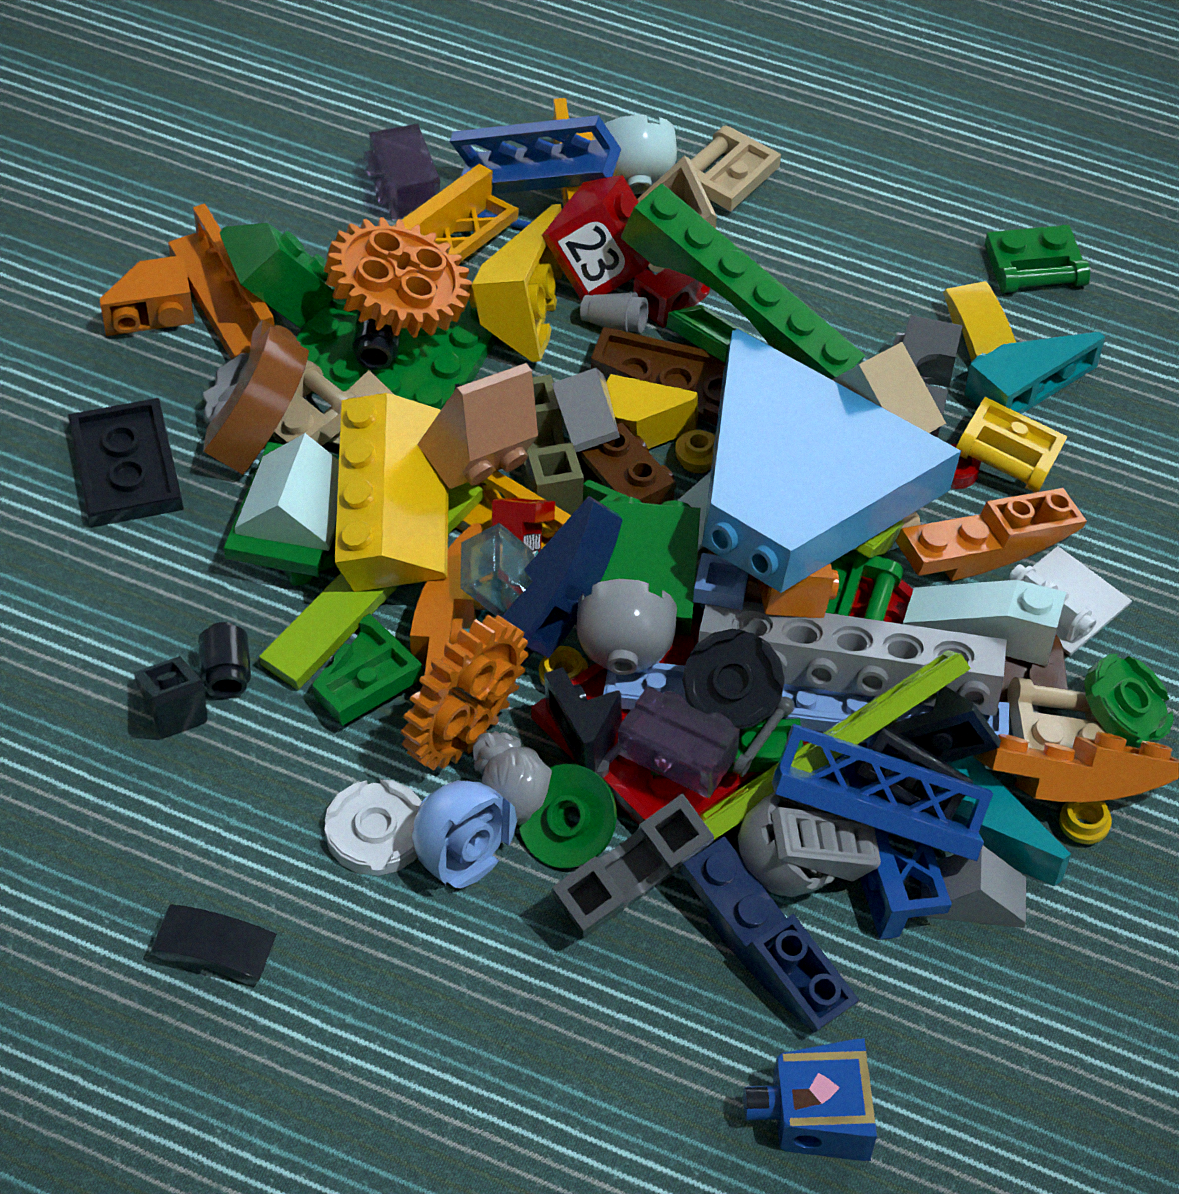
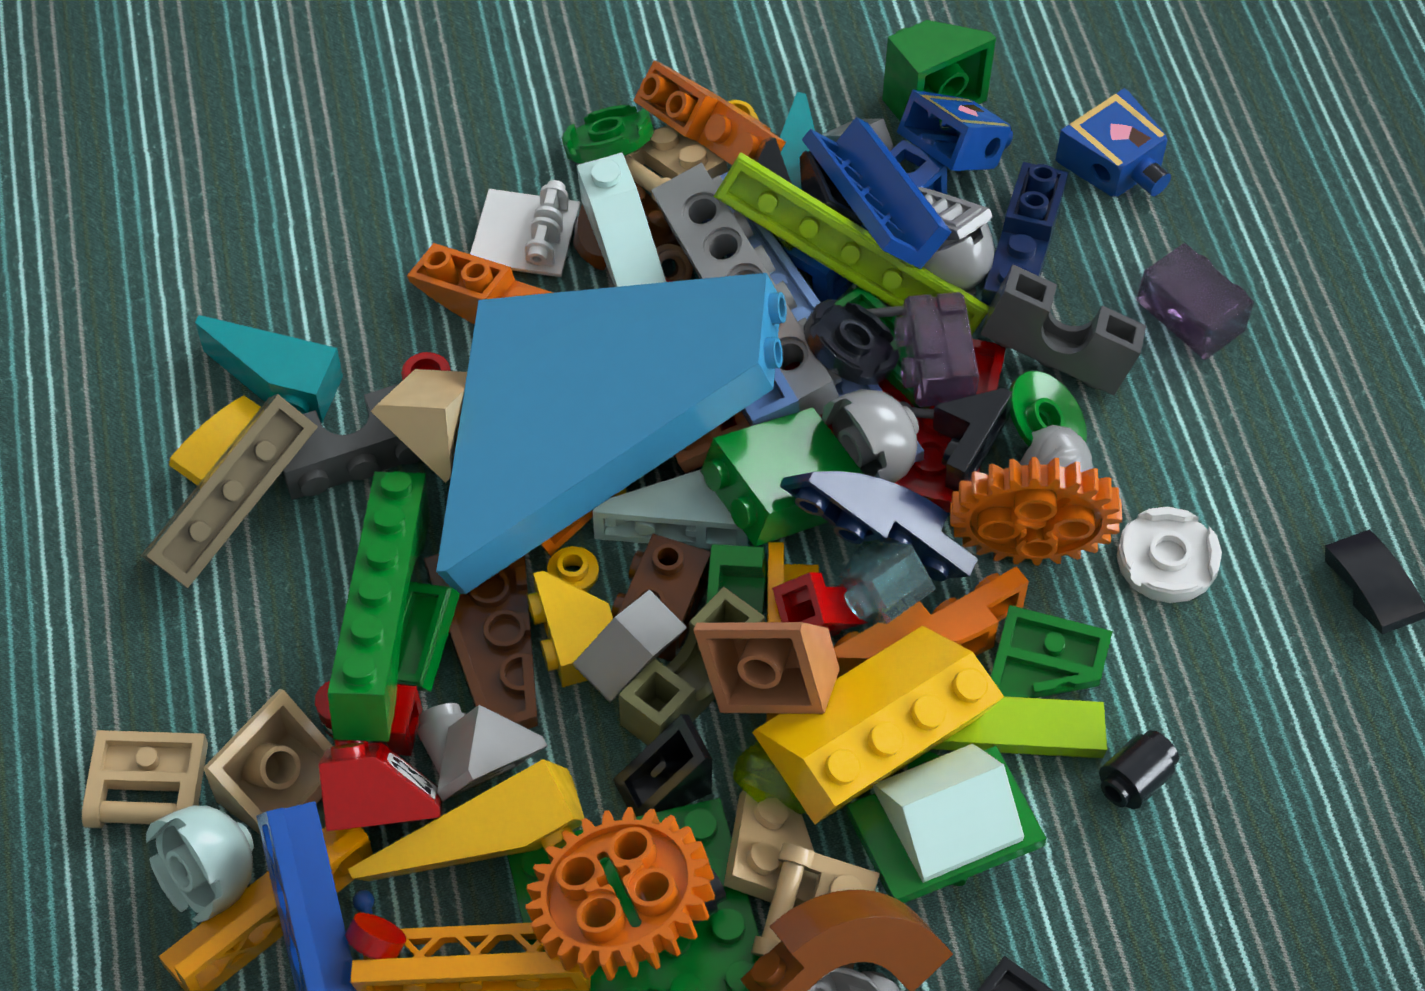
camera: 125 degrees left, 5 degrees up
(173, 696) = (1213, 776): black slope -> none
(461, 831) = (1139, 462): light blue cylinder -> none
(499, 191) = (375, 936): none -> red tile
(579, 303) = (482, 748): none -> light grey slope
(591, 1025) = (1195, 300): none -> clear purple brick
(917, 279) = (229, 490): none -> dark tan fence
(925, 955) = (973, 133): none -> blue torso
(1013, 434) = (366, 337): yellow plate -> none
(1017, 976) = (938, 61): none -> green slope
(1036, 258) = (82, 459): green plate -> none

